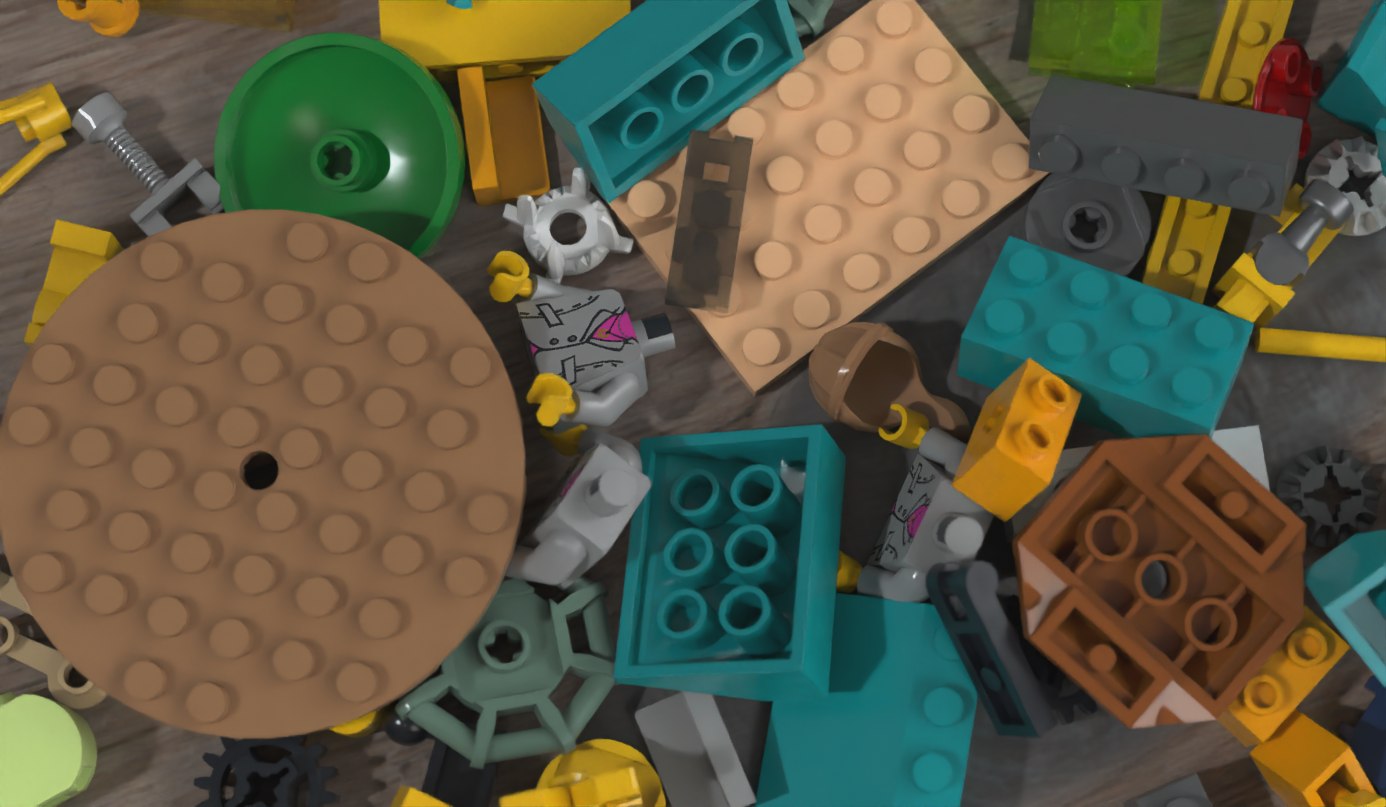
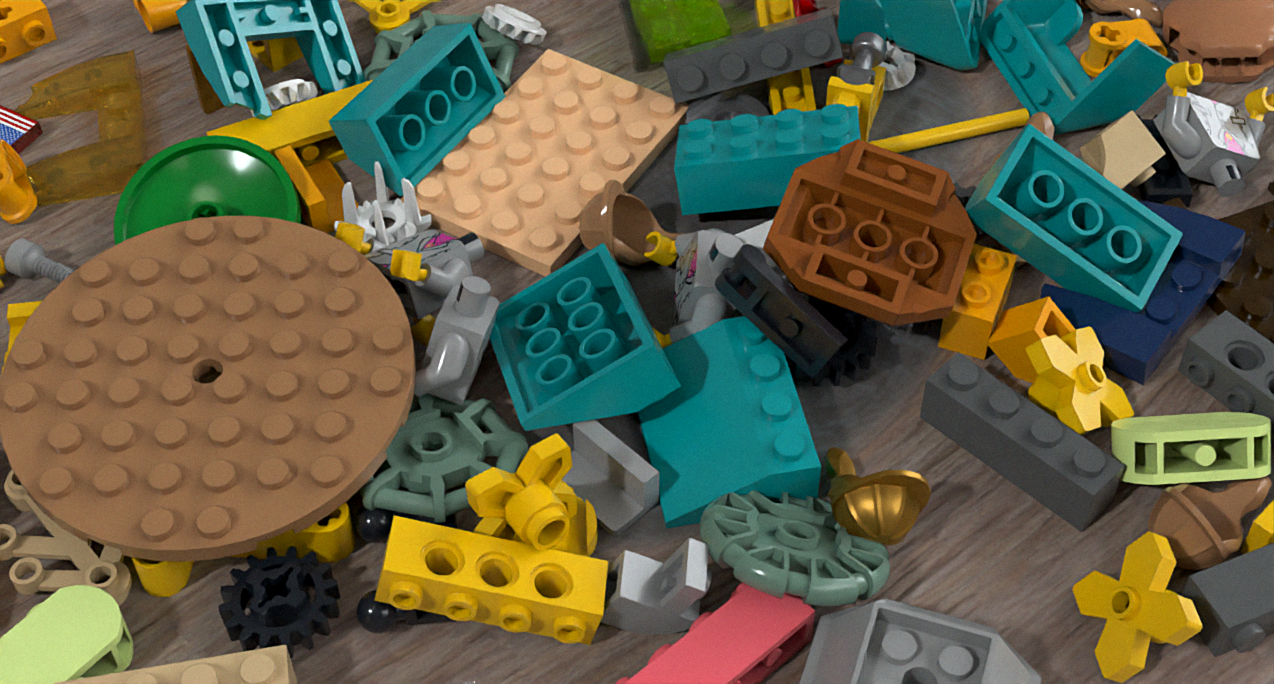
camera: 20 degrees left, 30 degrees down
(708, 224) = (478, 182): clear smoke plate -> none
(1017, 440) = (739, 198): light orange brick -> none

